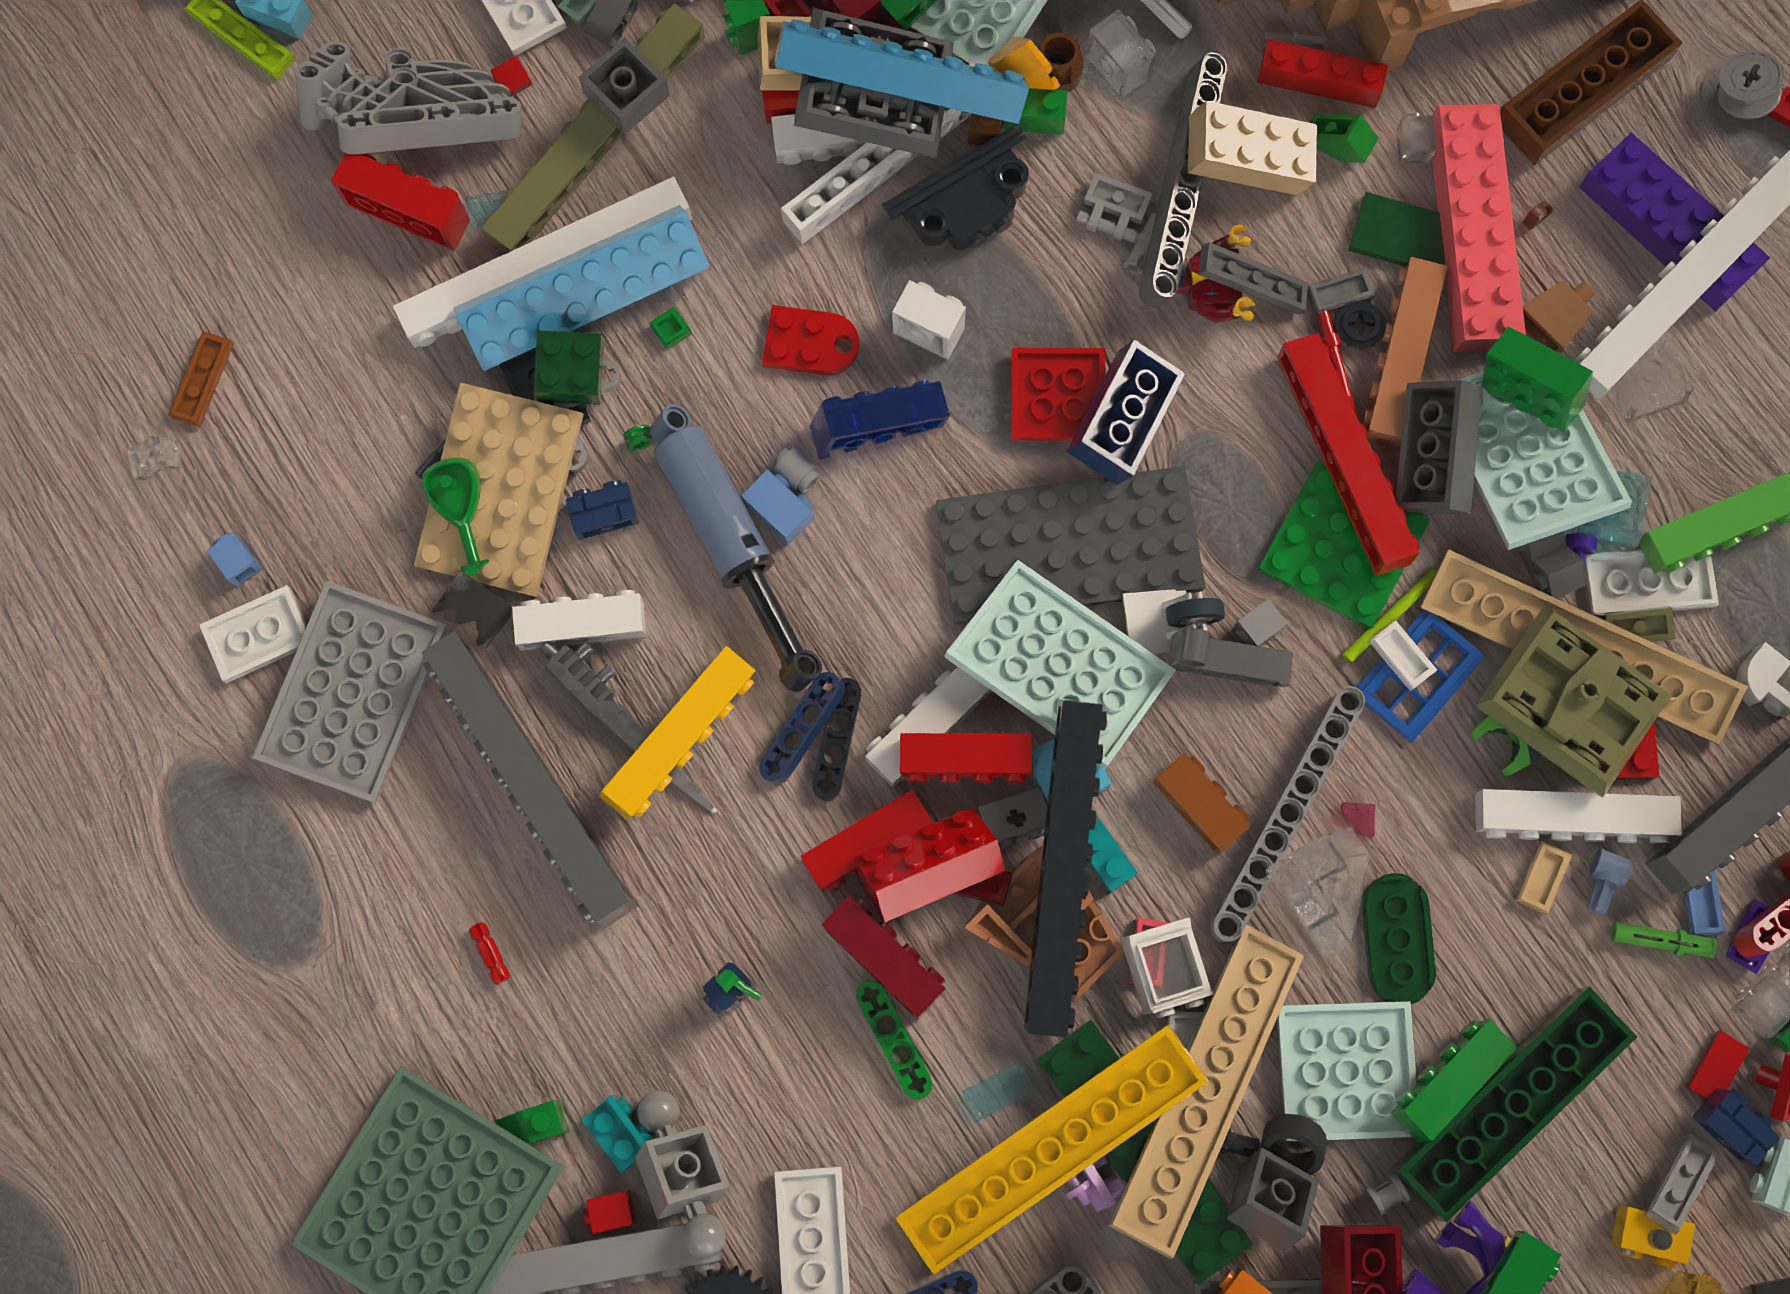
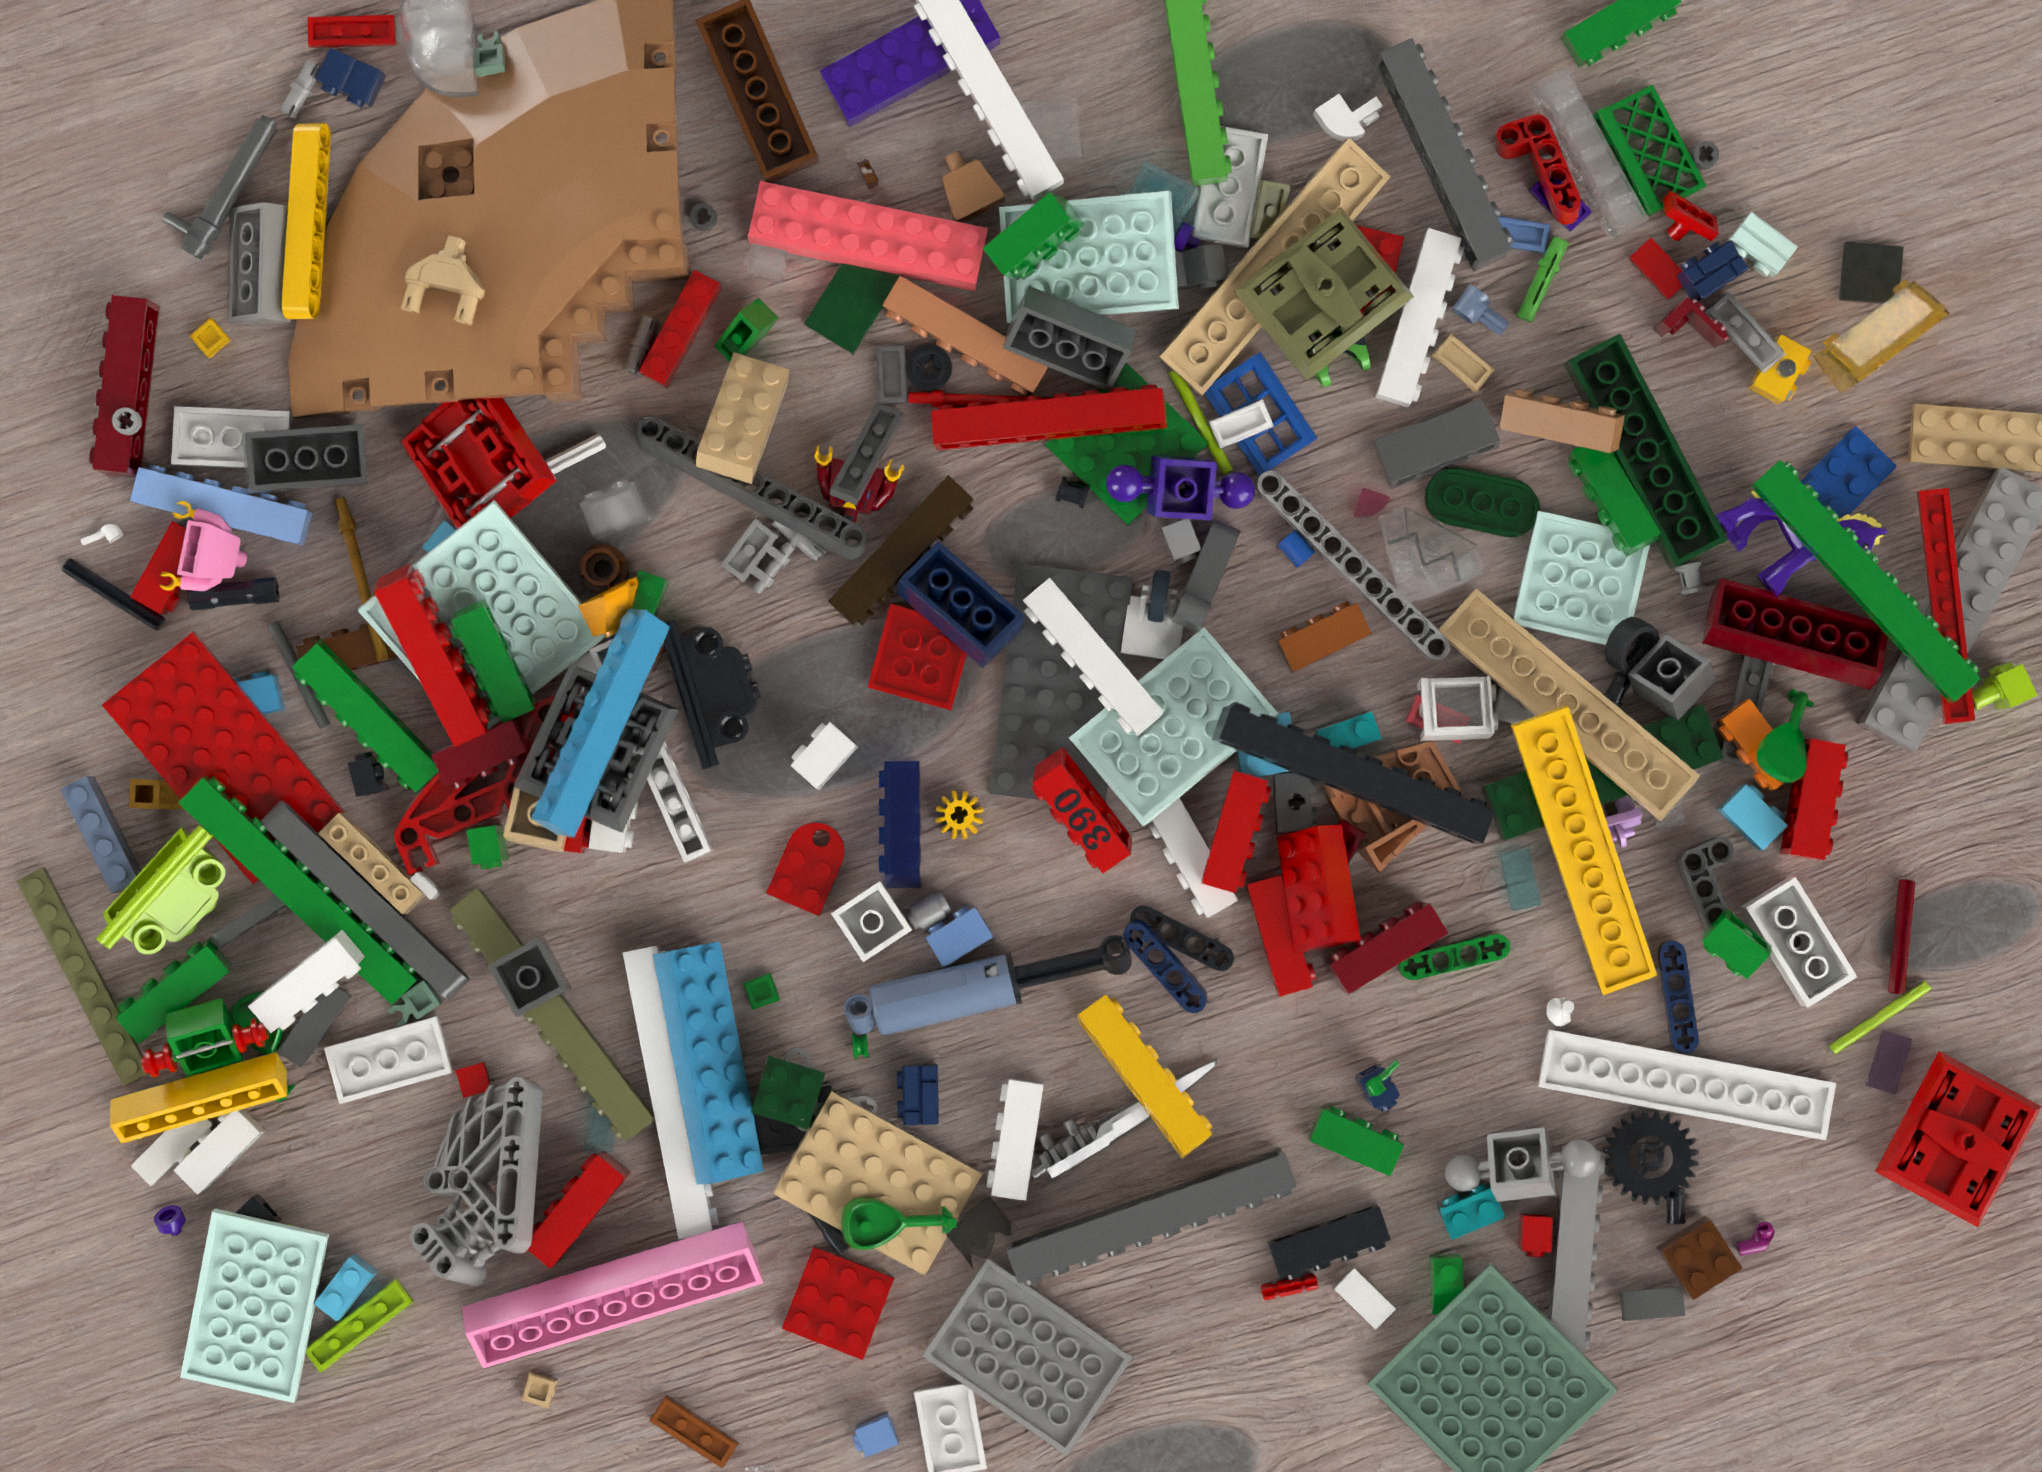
camera: 75 degrees left, 10 degrees up
(212, 219) = (539, 1389): none -> tan tile
(321, 256) = (612, 1295): none -> bright pink brick
(365, 487) = (838, 1303): none -> red plate
(495, 1039) = (1364, 1298): none -> white tile
(547, 982) = (1329, 1241): none -> black brick
(665, 983) = (1356, 1140): none -> green brick
(770, 412) = (872, 921): none -> white brick
(864, 1172) = (1559, 1011): none -> white plate
(899, 483) = (967, 819): none -> yellow gear
(943, 590) = (1082, 811): none -> red brick
(1109, 559) = (1093, 657): none -> white brick
(1204, 364) = (901, 551): none -> dark brown brick
(1276, 501) = (1072, 492): none -> black bush
(1287, 749) = (1296, 548): none -> blue piece
(1330, 666) = (1192, 502): none -> dark purple brick
(1441, 79) = (696, 222): none -> dark grey bush
(1448, 871) = (1437, 443): none -> dark grey brick
(1519, 999) = (1562, 421): none -> medium nougat brick
(1685, 1113) = (1693, 313): none -> dark red bracket

